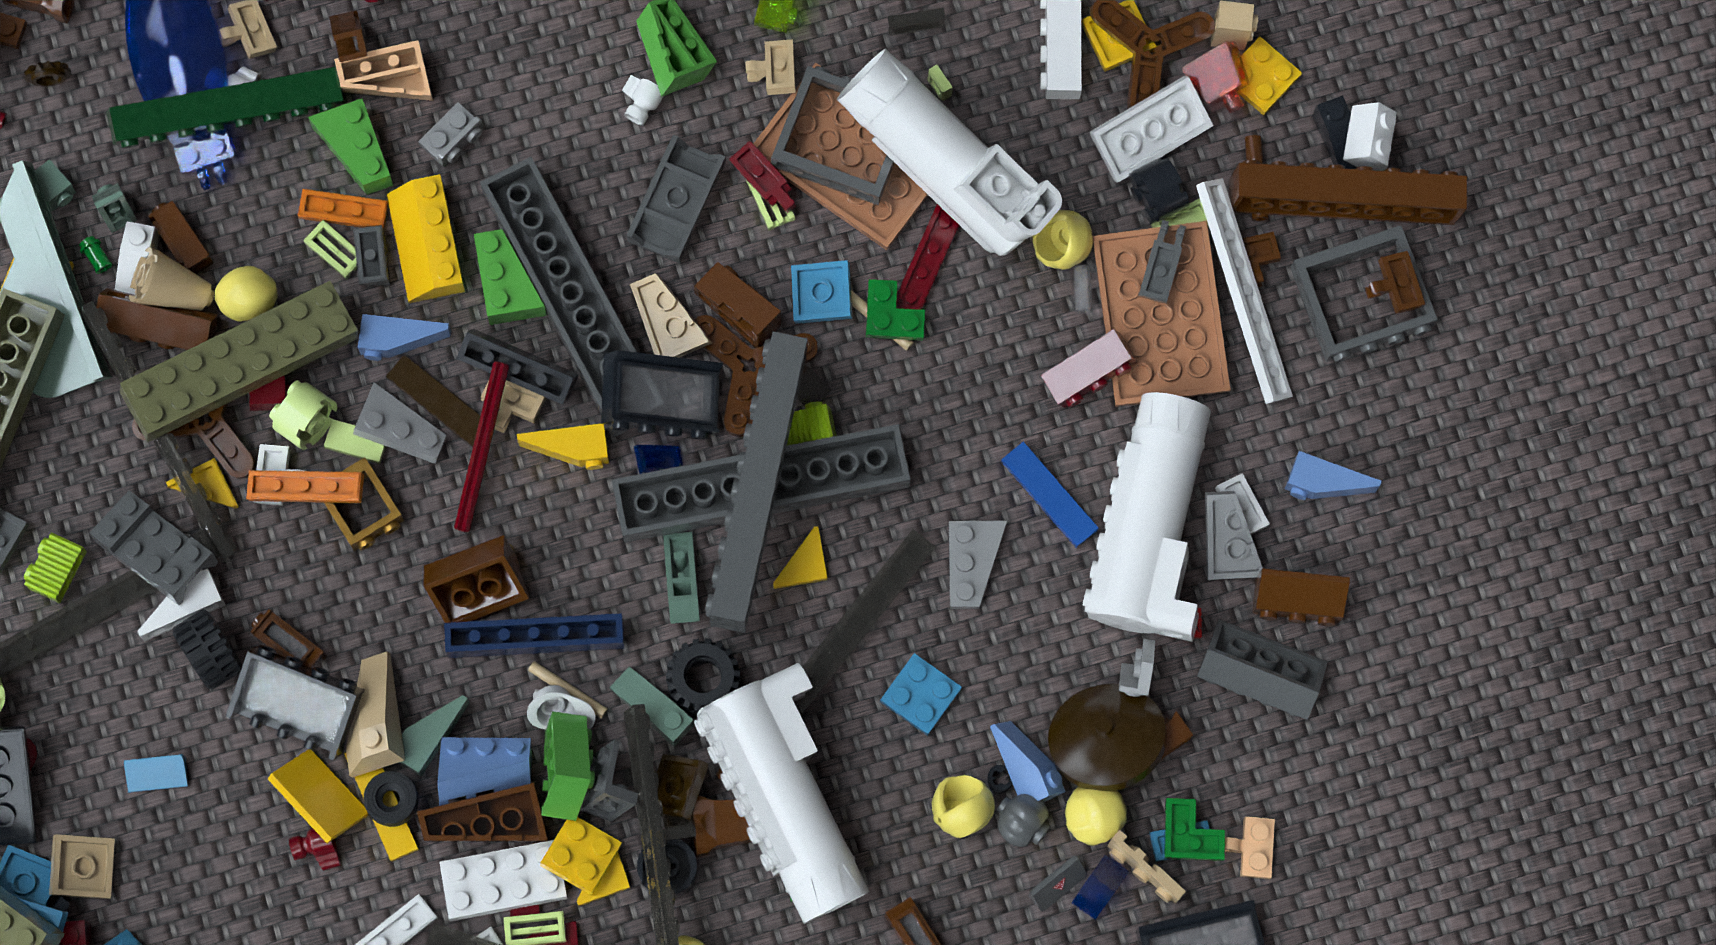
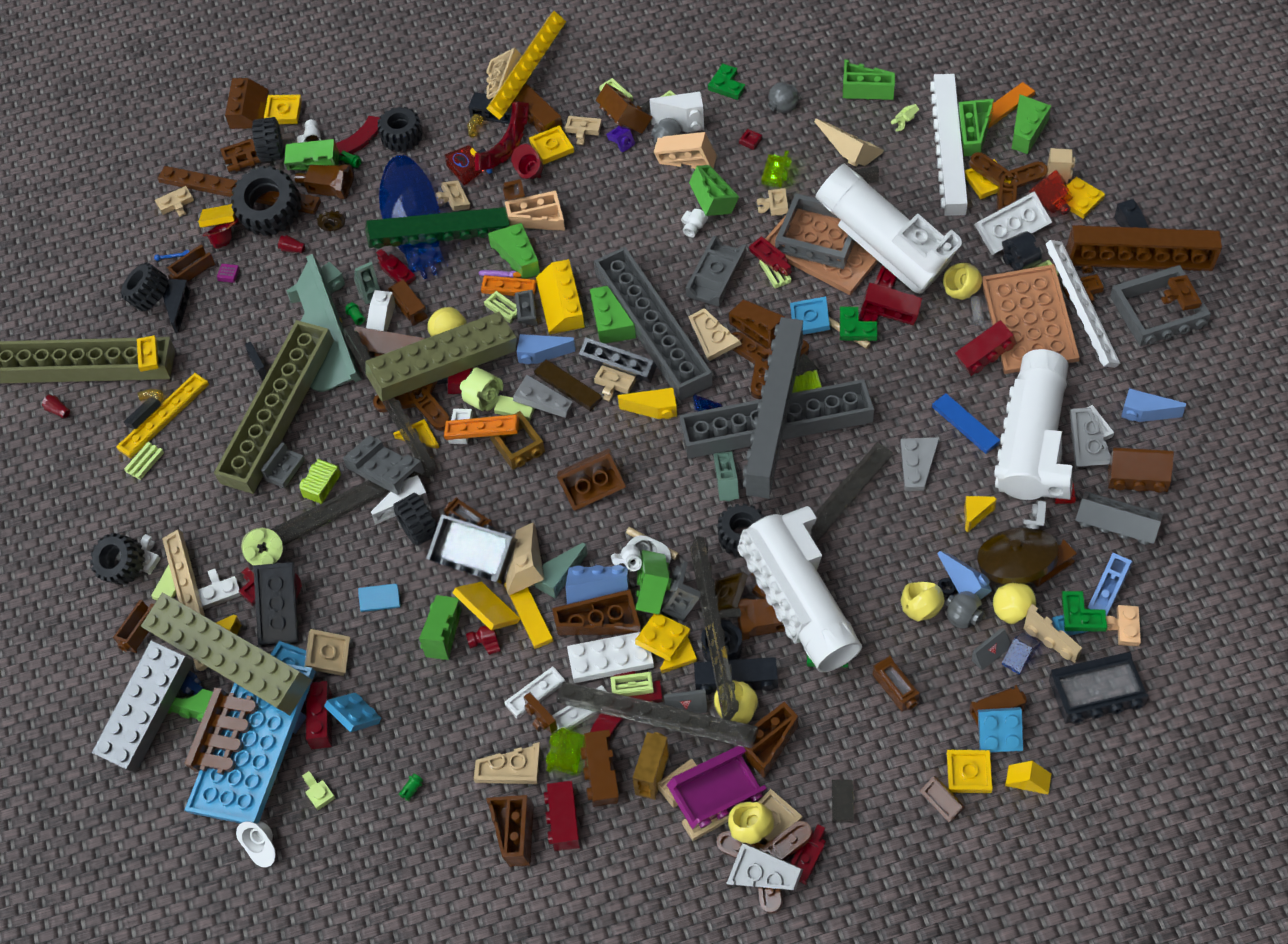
camera: 10 degrees right, 20 degrees down
(159, 171) = (394, 268): none -> dark red hinge
(168, 284) = (400, 320): tan cone -> none
(251, 827) = (440, 627): none -> bright green wedge
(328, 185) = (512, 274): none -> medium lavender piece
(403, 810) = (532, 595): black tyre -> none
(451, 135) = (576, 245): light grey bracket -> none
(481, 446) = (594, 404): dark red axle -> none
(534, 635) = (630, 508): dark blue brick -> none
(534, 725) = (629, 556): none -> white piece
(660, 394) = (709, 366): window -> none
(664, 714) = (720, 554): sand green slope -> none
(696, 916) = (756, 672): none -> black brick
(805, 565) = (807, 467): yellow tile -> none
(920, 694) = (888, 539): dark azure plate -> none
(949, 276) = (891, 303): none -> dark red brick
(1053, 650) = (976, 509): none -> yellow slope
(1162, 265) = (1028, 288): dark grey hinge -> none
(1238, 782) = (1110, 583): none -> medium blue slope
(1370, 136) = (1154, 213): white slope -> none

